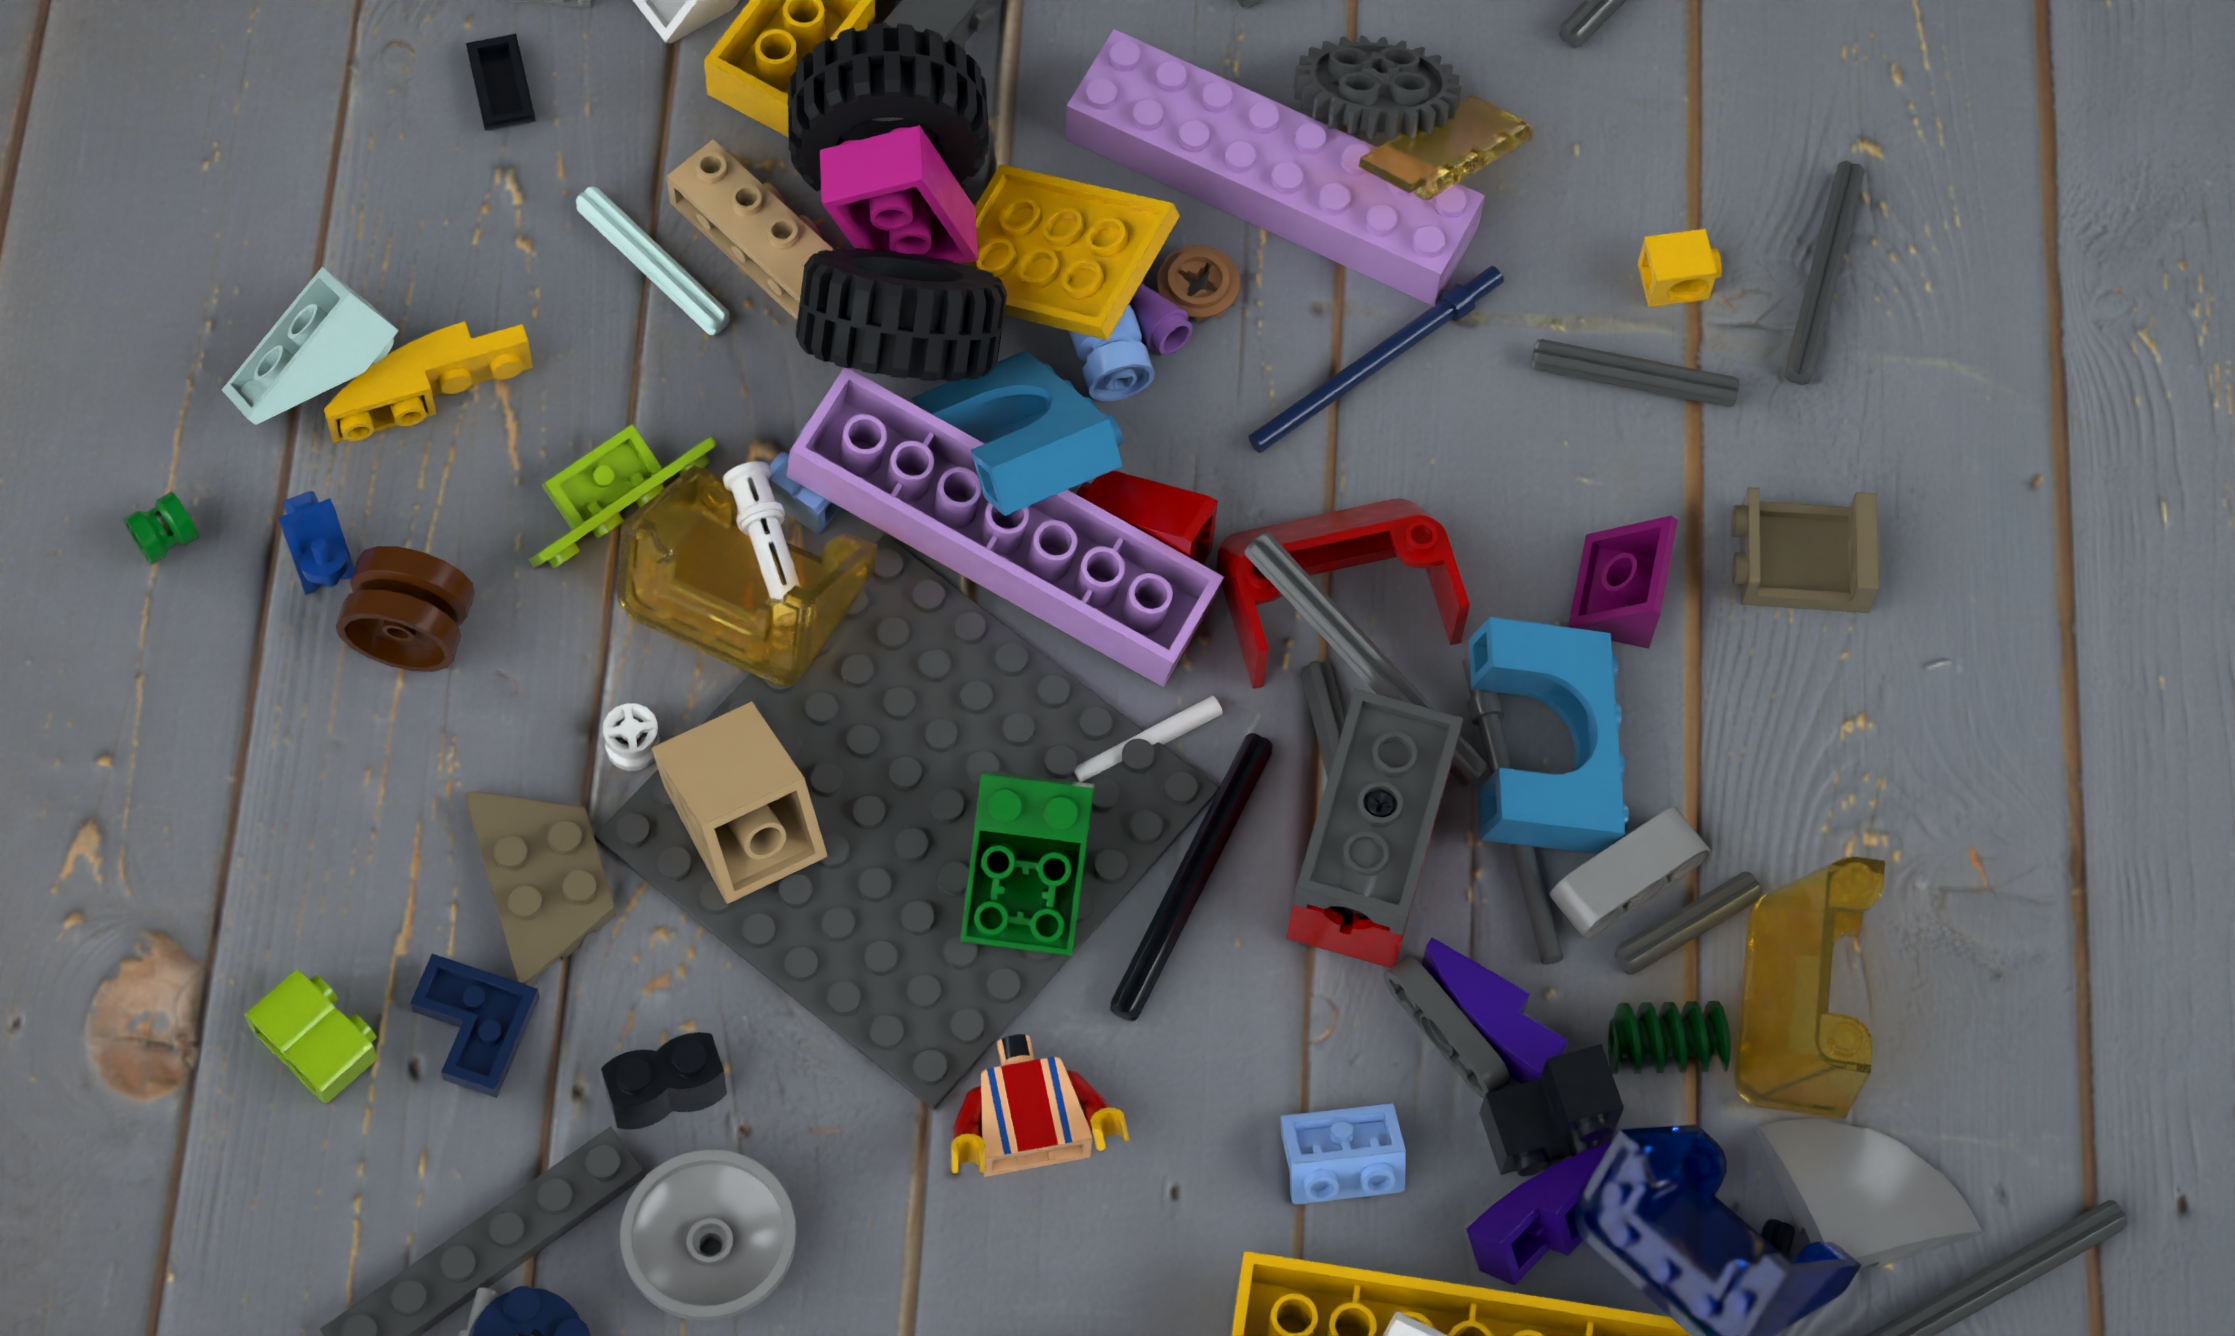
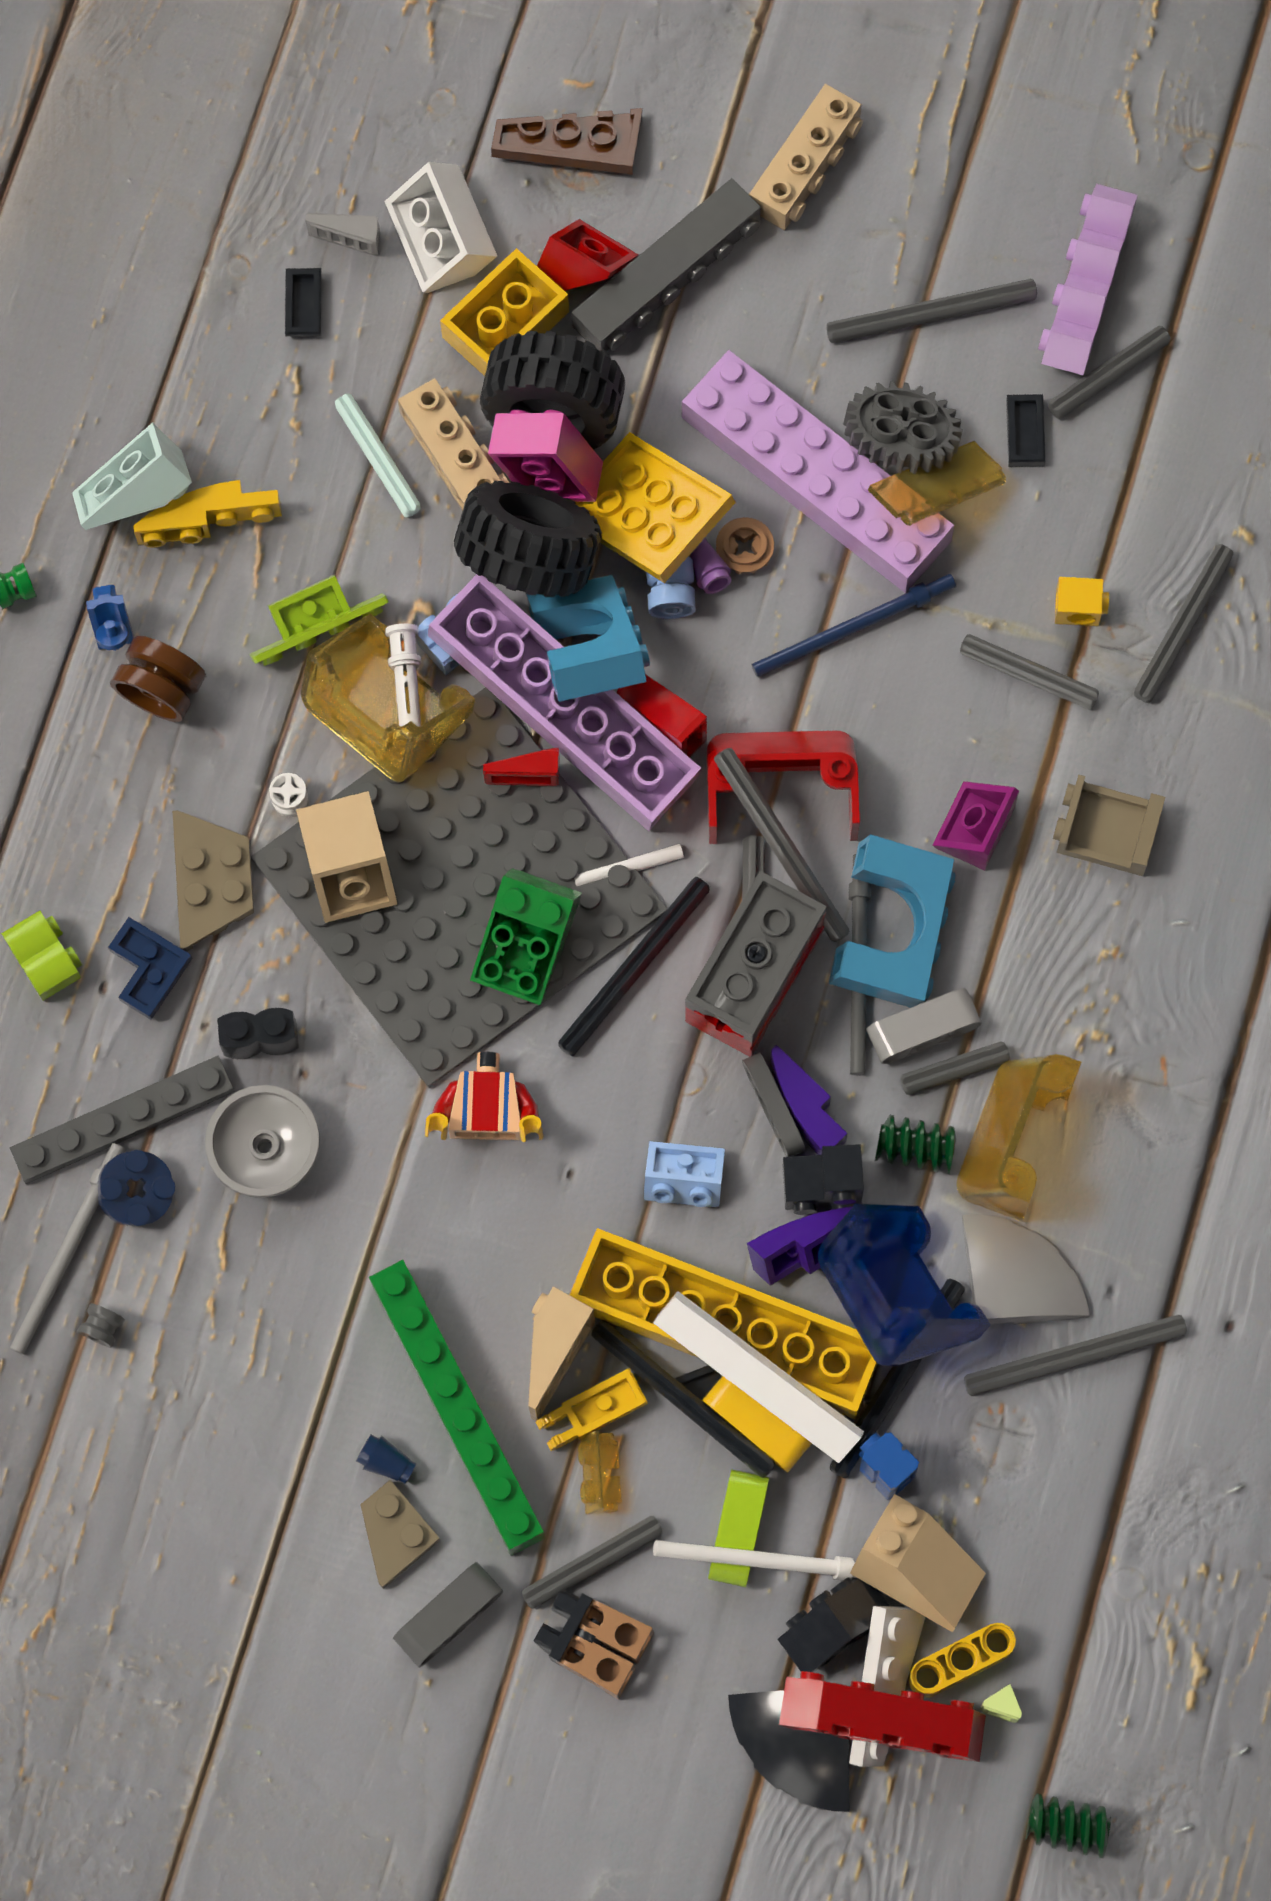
camera: 20 degrees right, 10 degrees up
(973, 631) = (531, 769): none -> red slope
(1538, 69) = (1025, 430): none -> black tile

